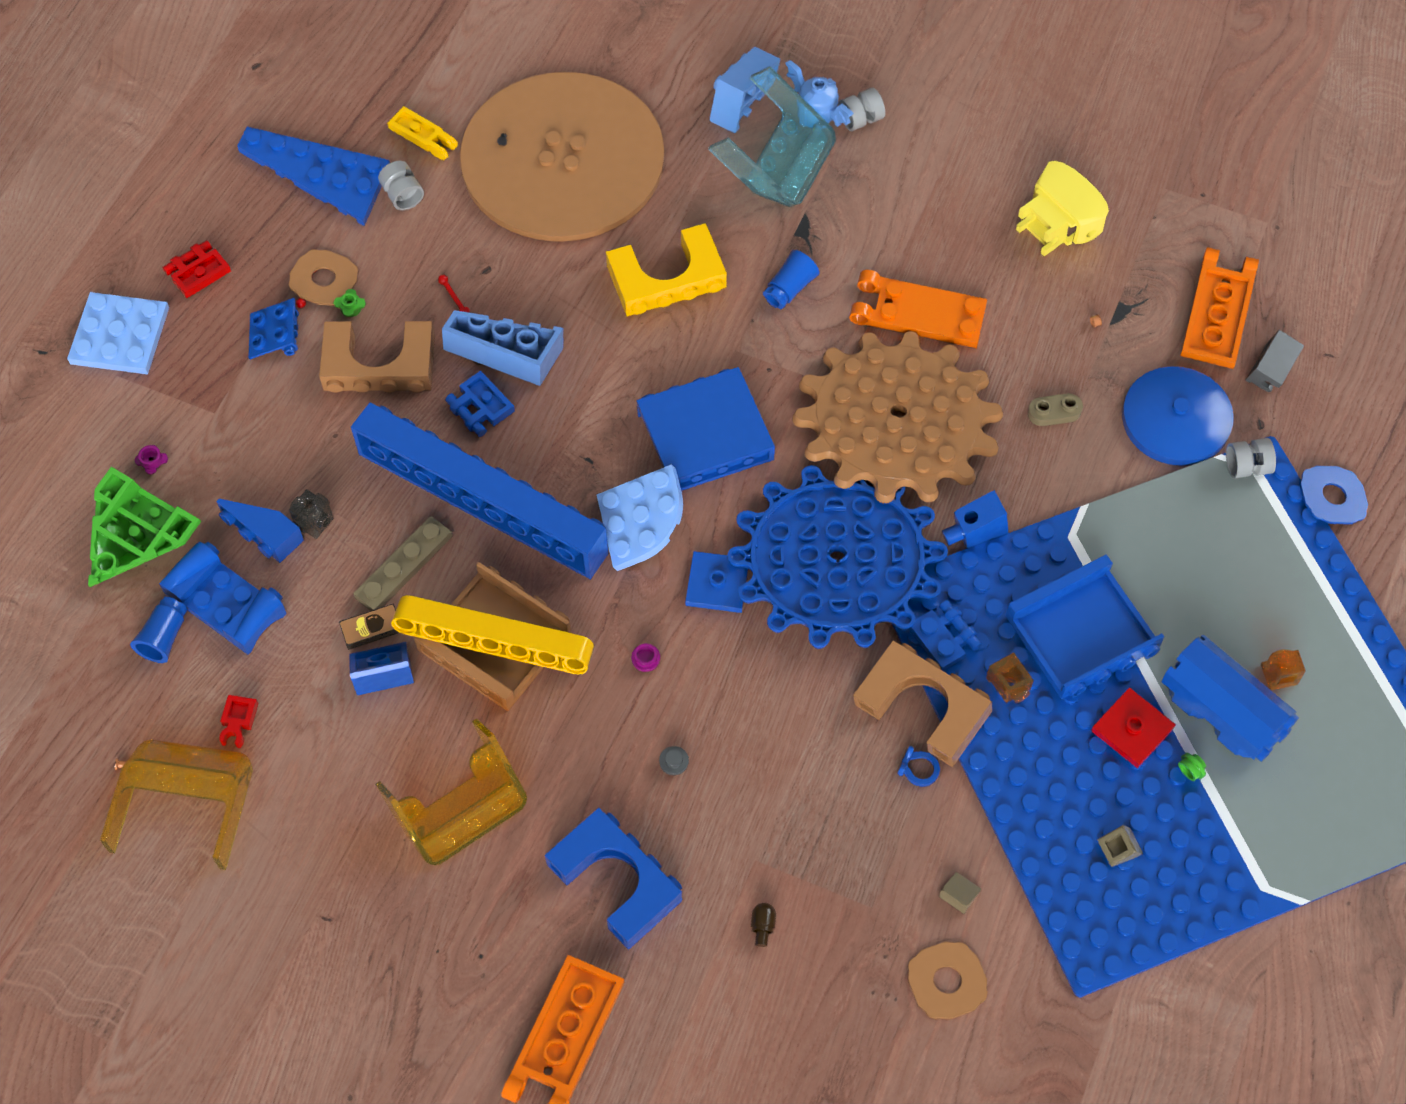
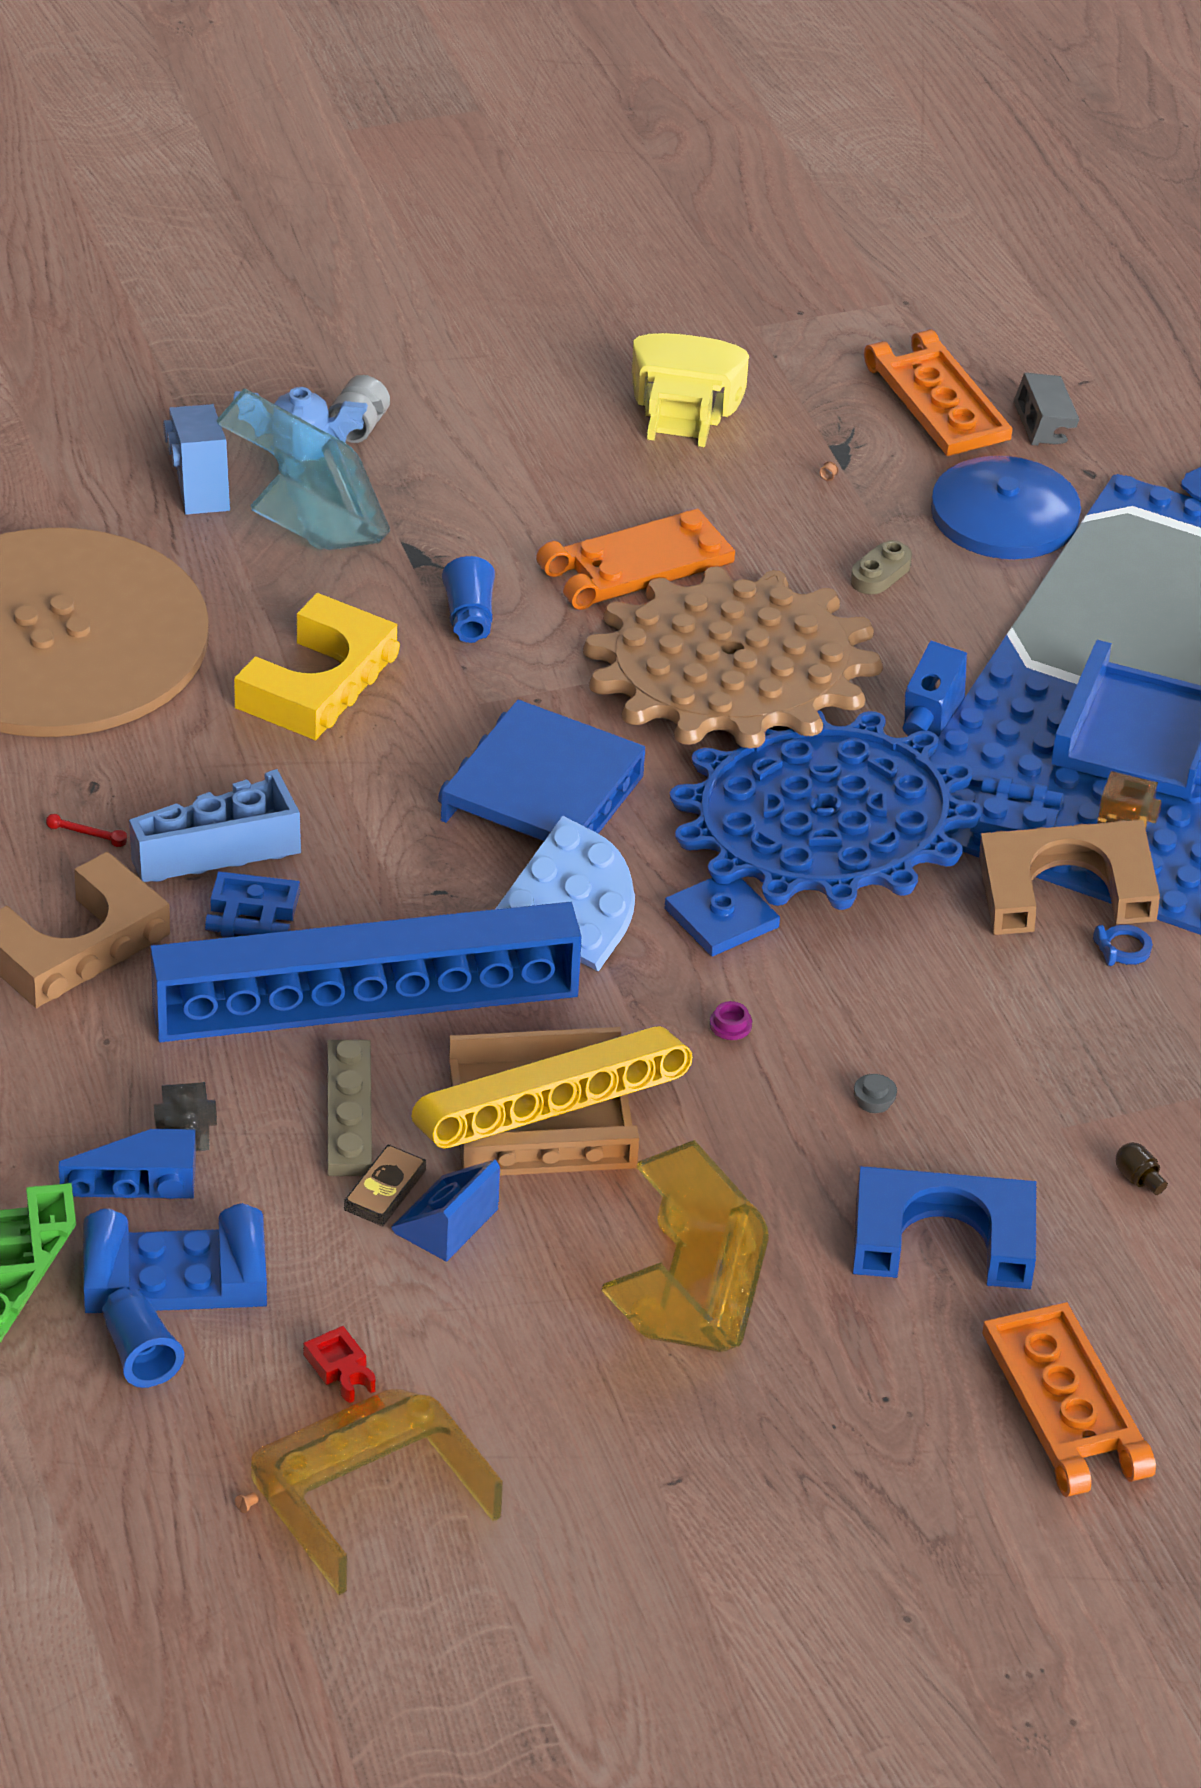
camera: 45 degrees left, 20 degrees down
(1245, 458) = (1126, 492): light grey wheel -> none

